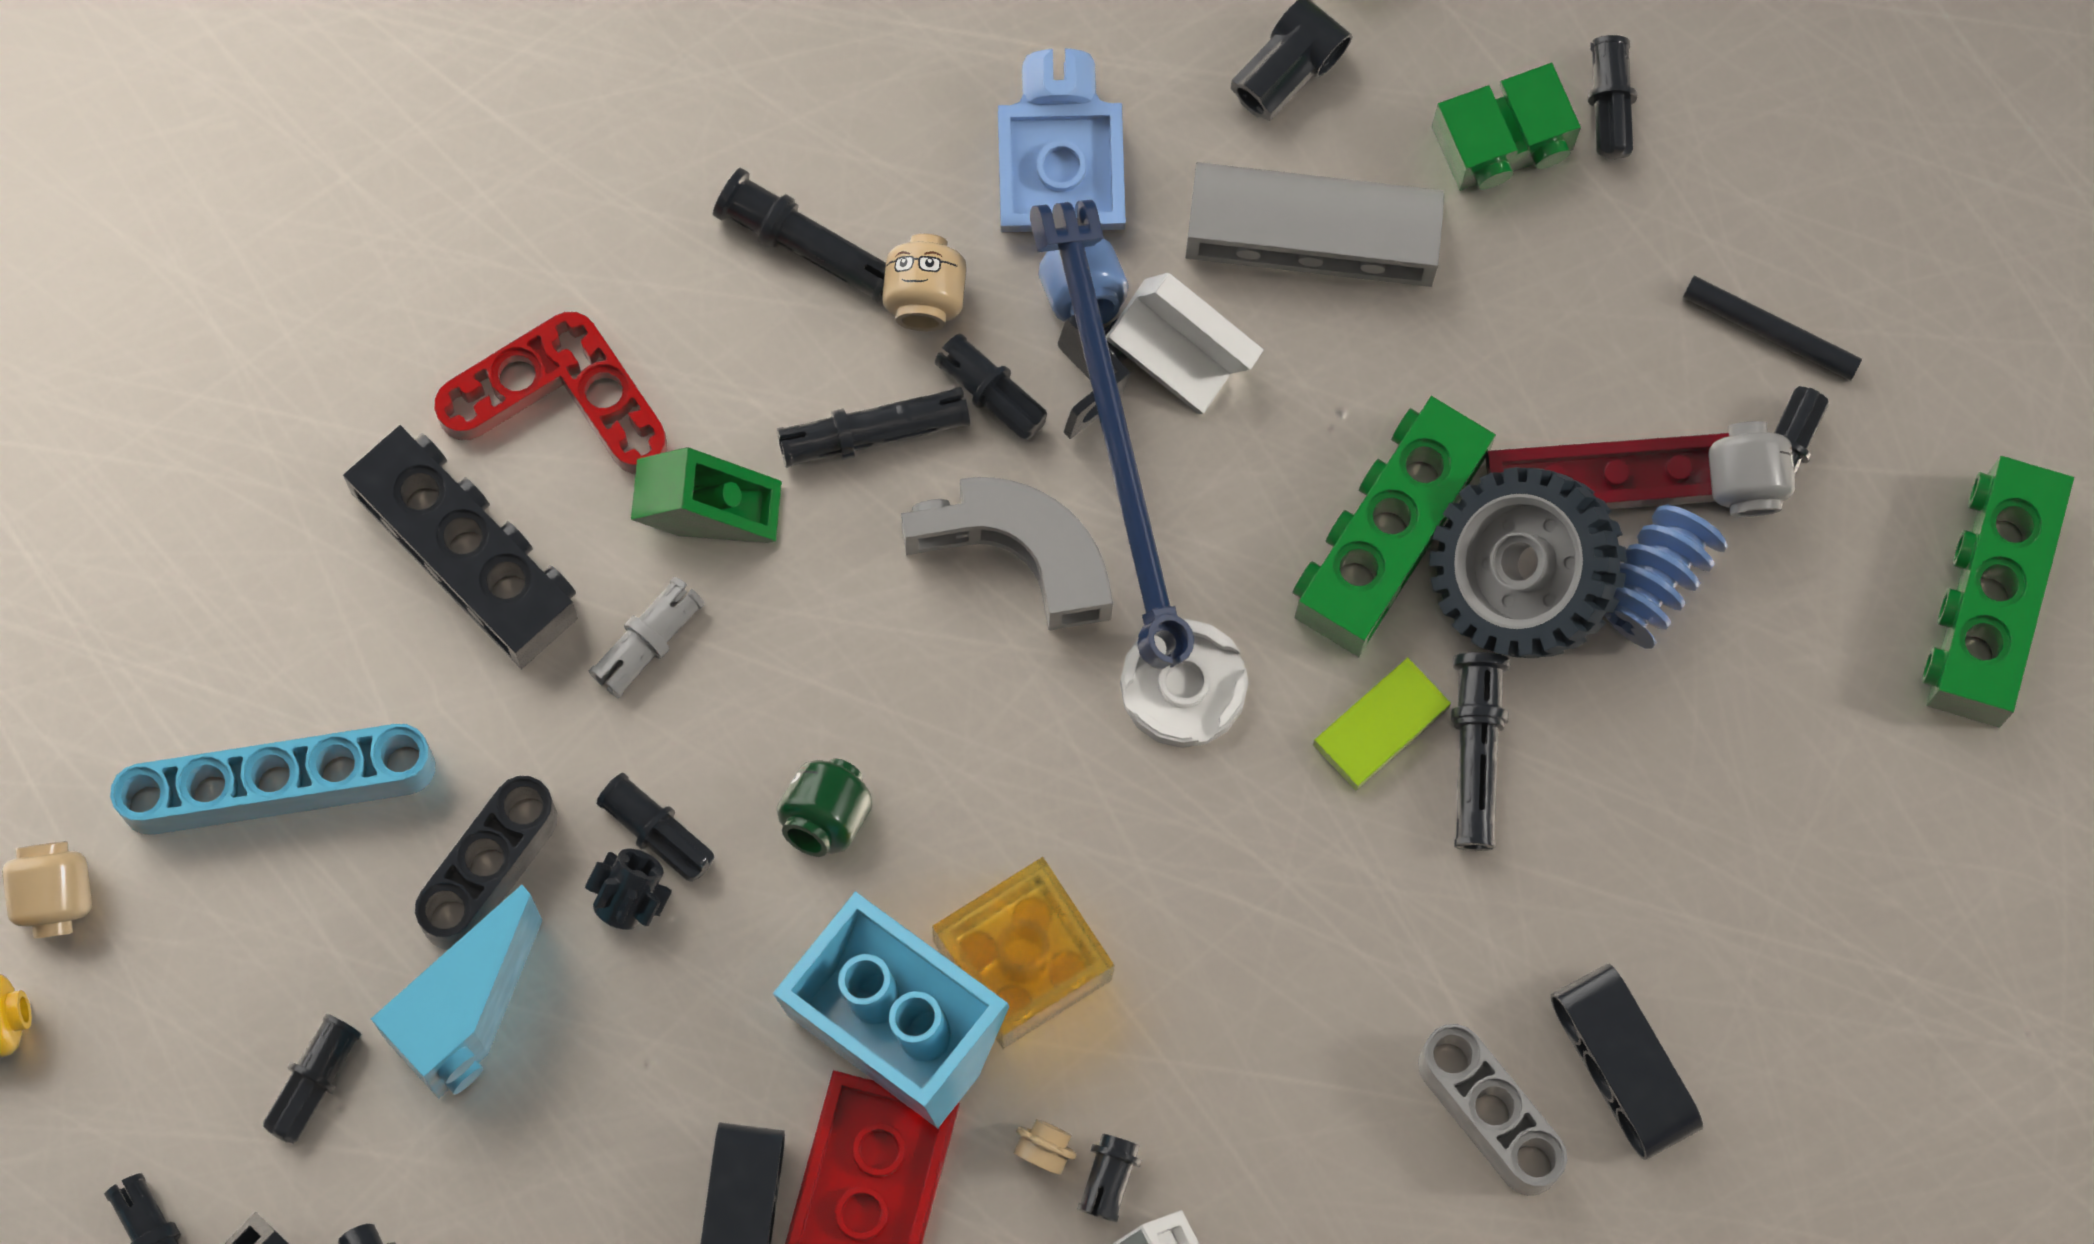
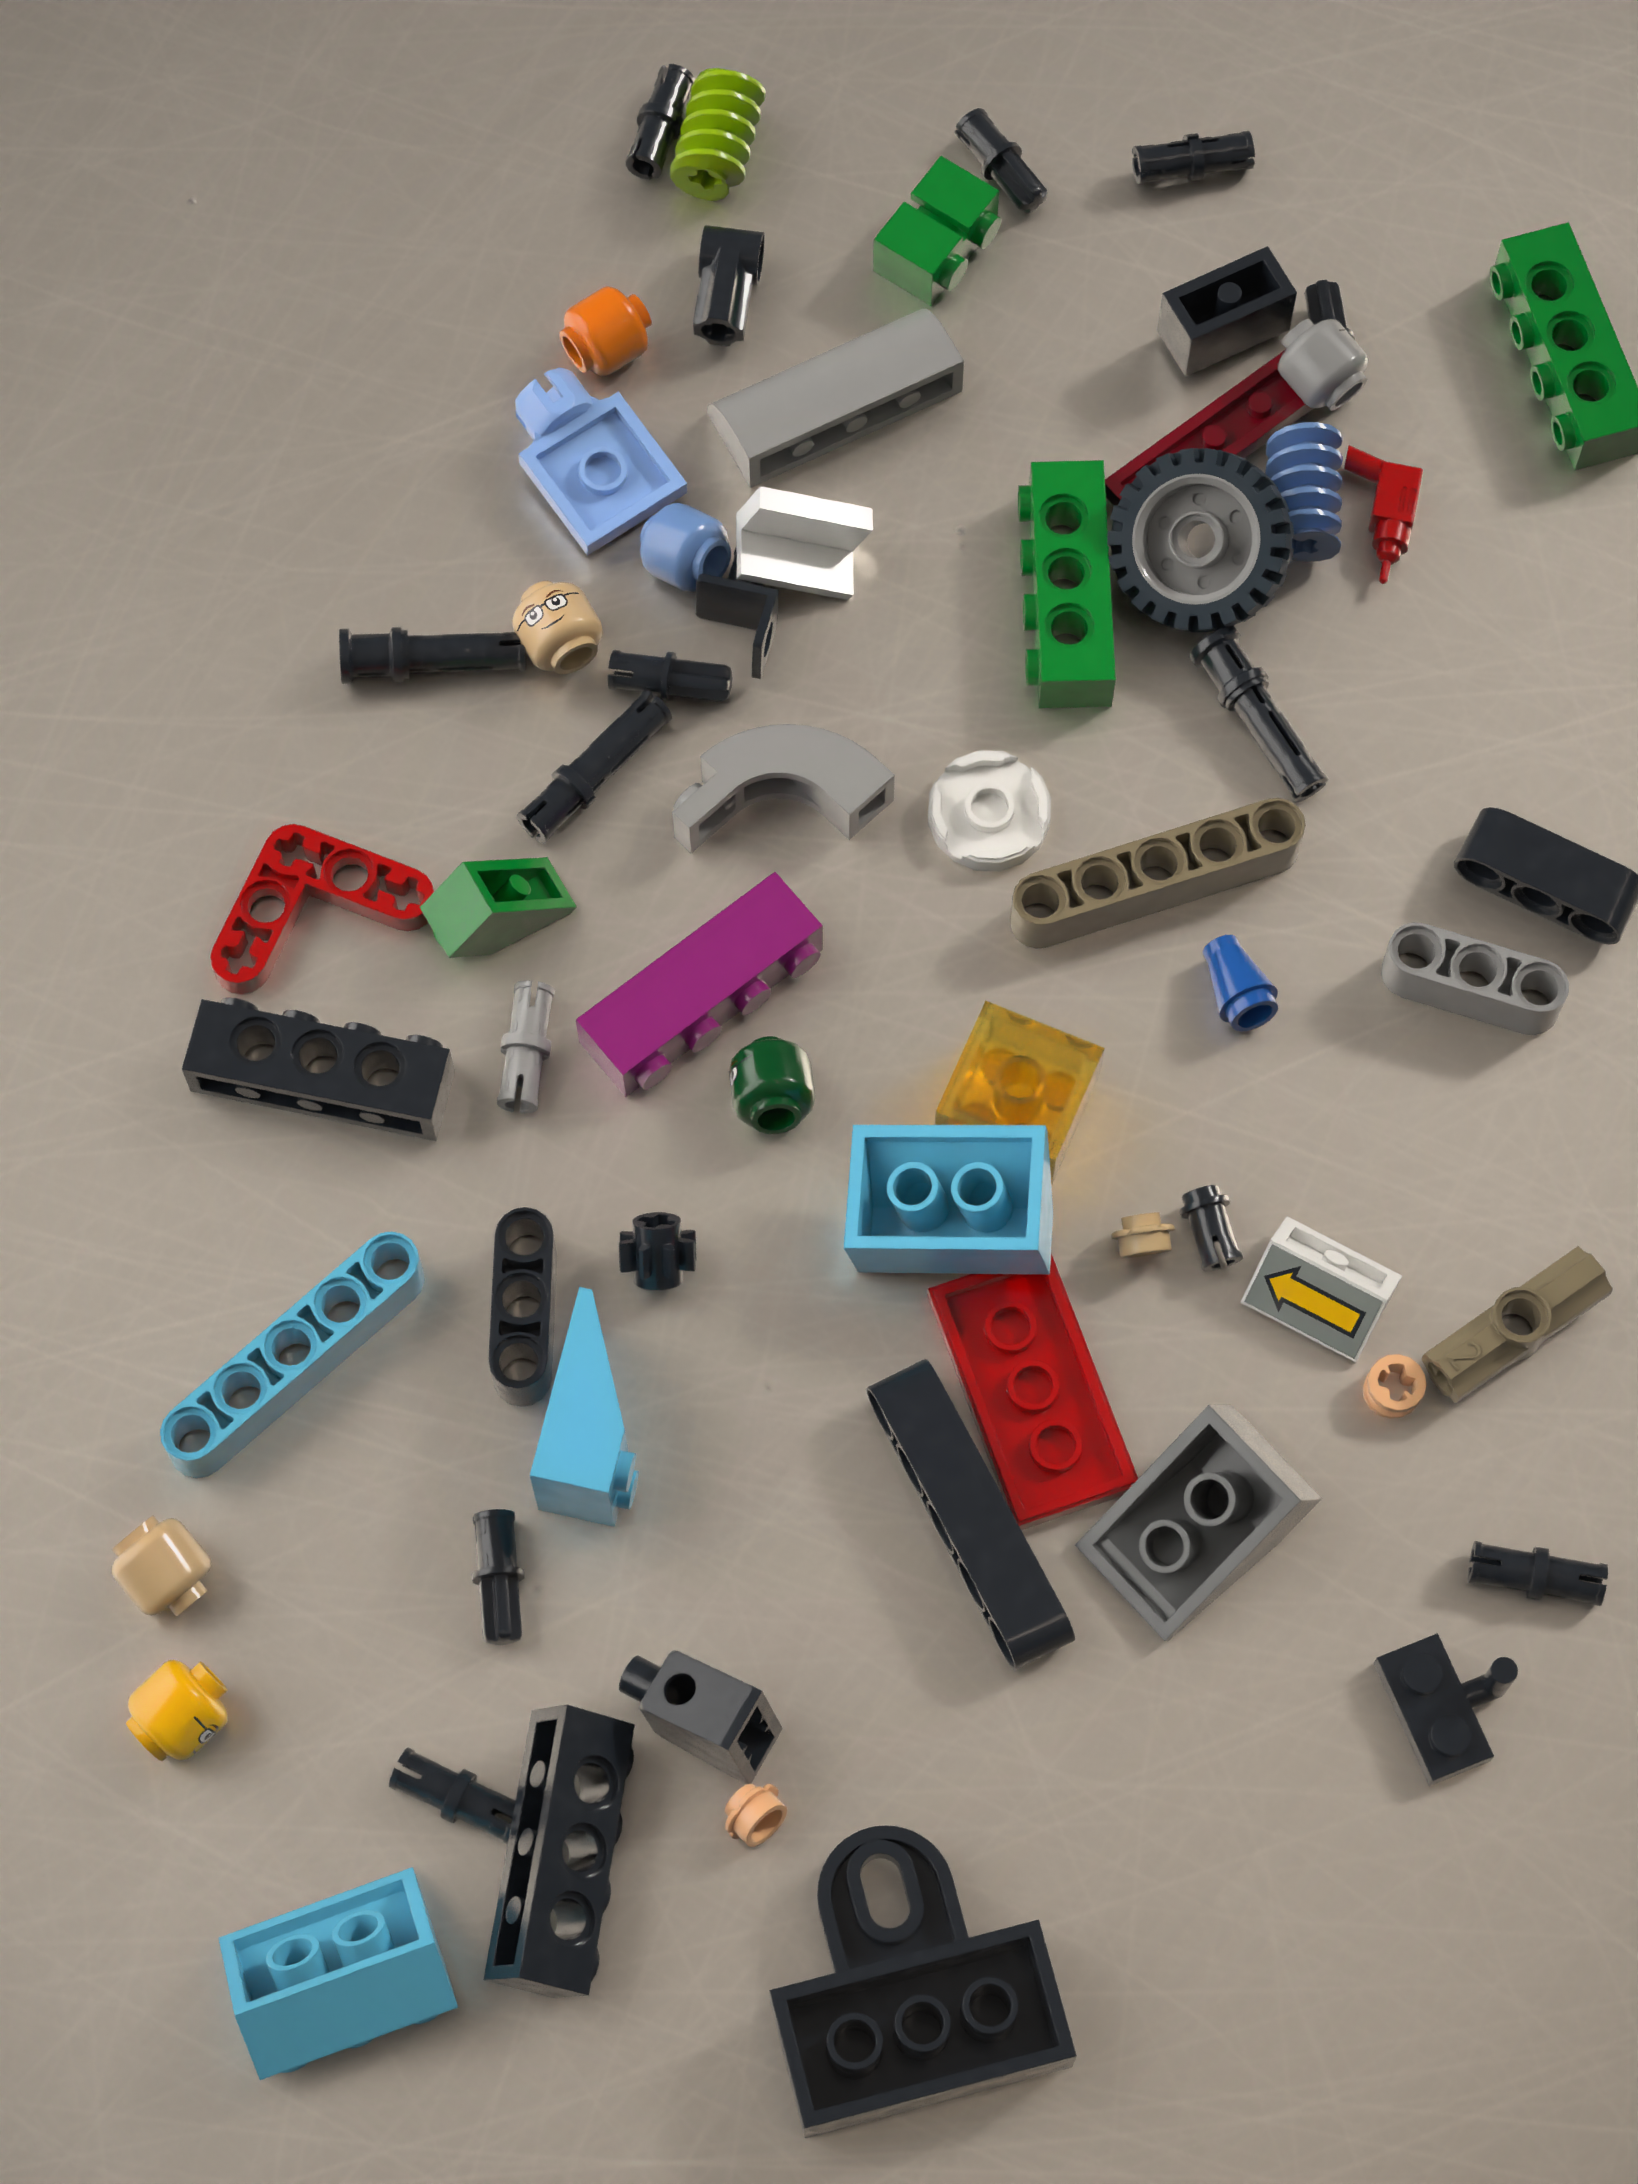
camera: 30 degrees left, 5 degrees down
(655, 828) = (642, 1191): black axle -> none
(826, 680) = (701, 985): none -> magenta brick
(1070, 233) = (656, 502): dark blue hinge -> none
(1152, 39) = (605, 331): none -> orange head
(1285, 981) = (1240, 987): none -> blue cone
(1316, 826) = (1174, 850): none -> dark tan beam
(1381, 724) = (1169, 743): lime tile -> none
(1706, 365) = (1226, 311): none -> black brick
(1733, 635) = (1392, 505): none -> red piece
(1772, 328) = (1287, 256): black bar -> none
(1786, 200) = (1193, 157): none -> black pin

